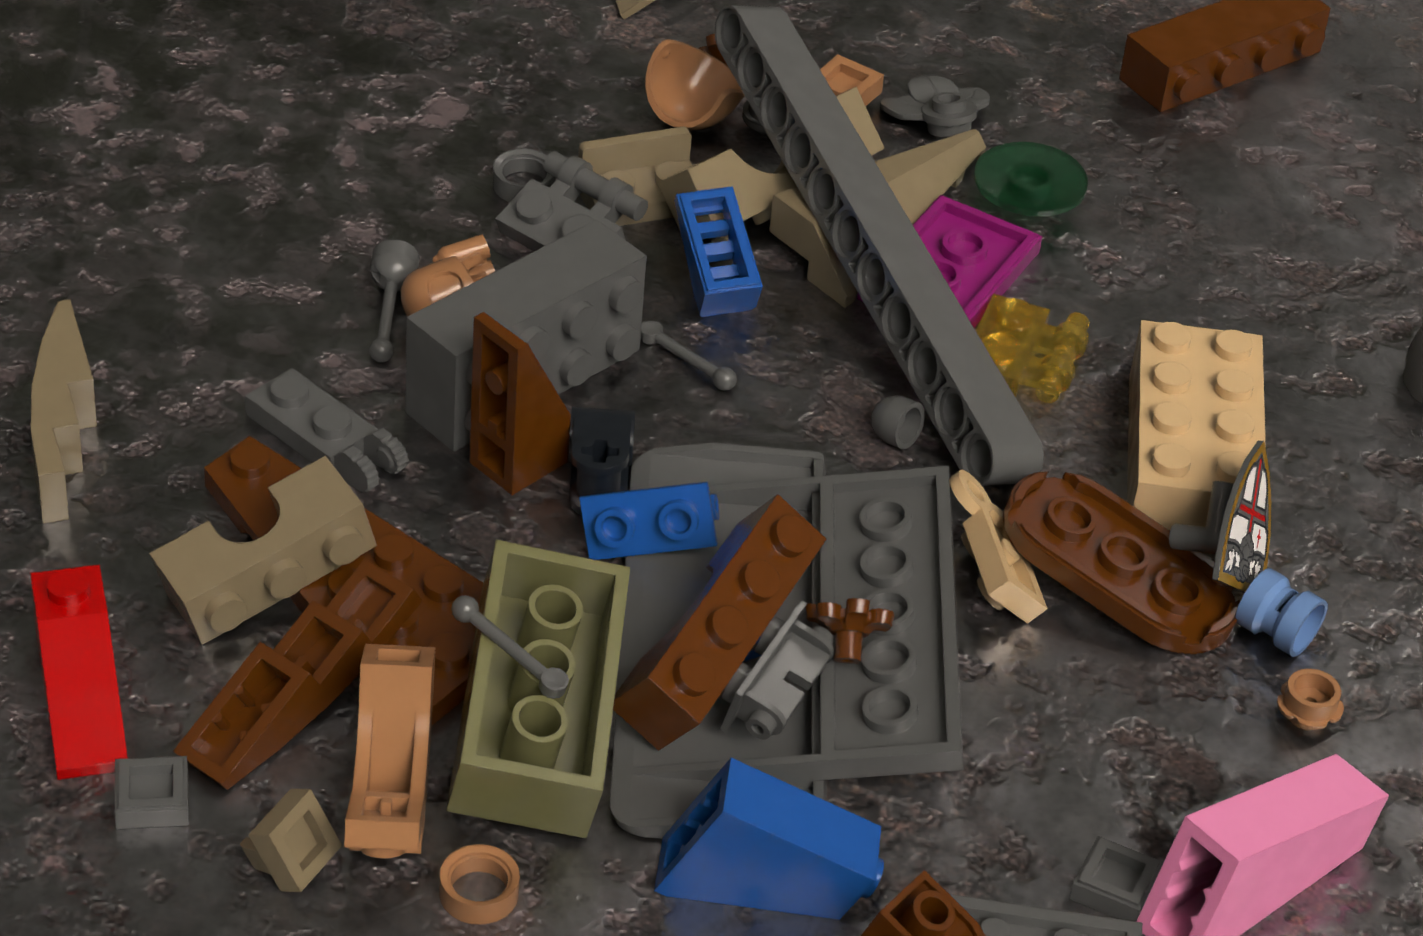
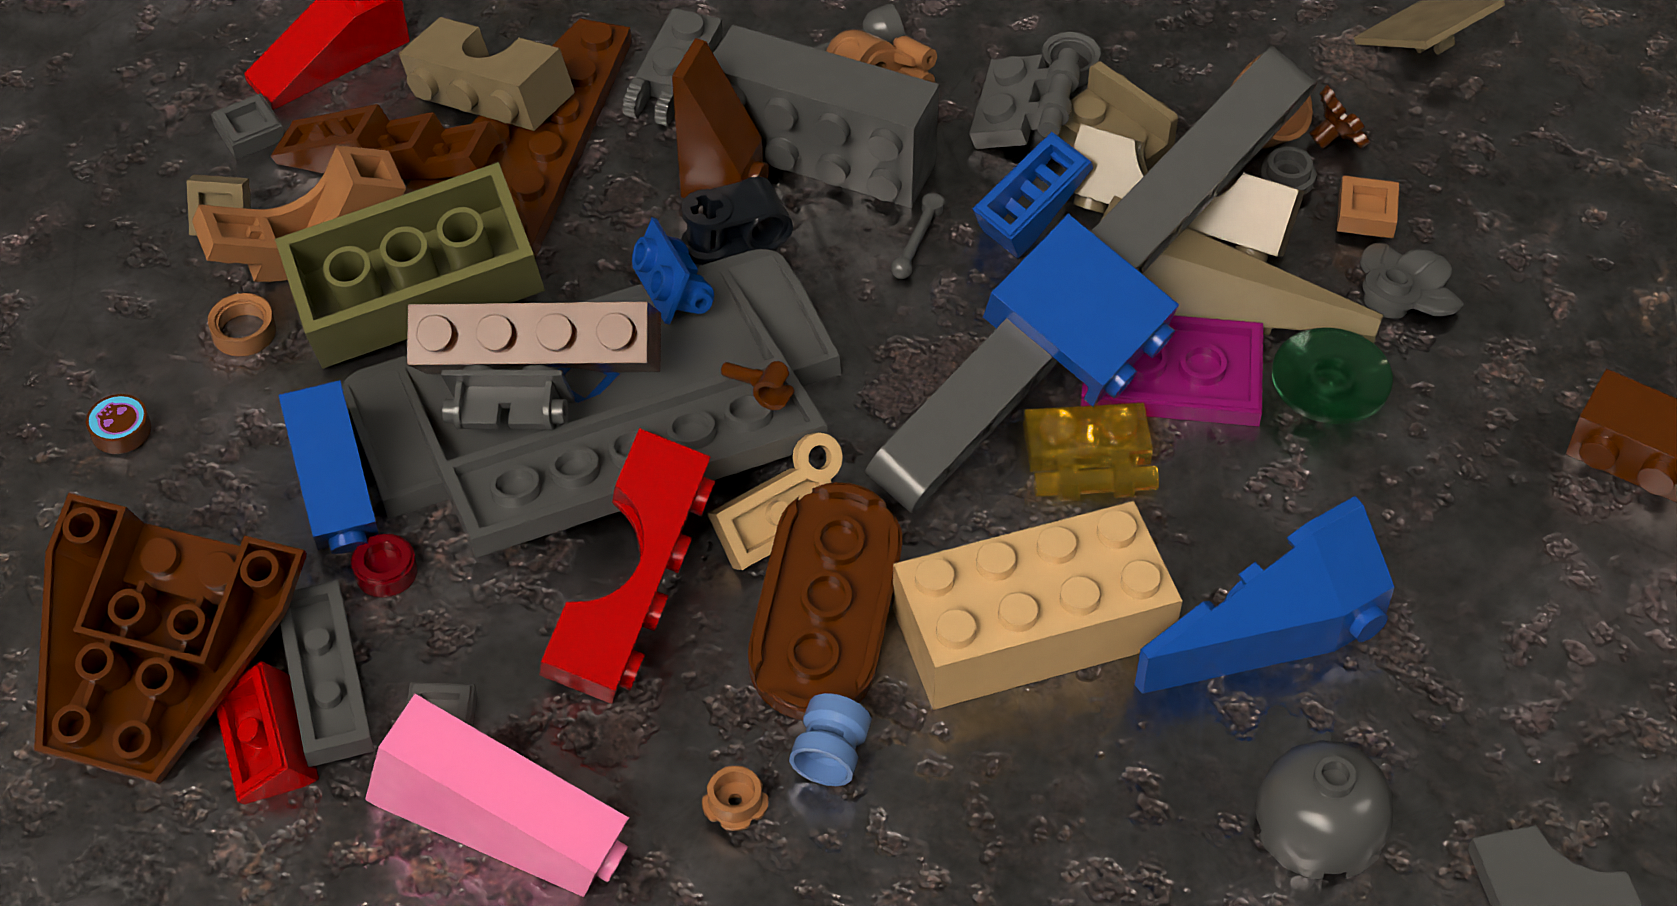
camera: 70 degrees right, 10 degrees up
(552, 681) = (379, 254): dark grey hinge -> none
(849, 625) = (573, 417): reddish brown plant -> none
(877, 476) = (767, 384): none -> reddish brown hand
(898, 421) = (913, 378): dark grey hinge -> none
(904, 859) = (384, 565): none -> dark red tile
(915, 251) = (1085, 308): none -> blue panel
(1003, 597) = (598, 637): none -> red arch
(1235, 525) = (872, 657): shield -> none
(1268, 291) = (1297, 608): none -> blue wedge

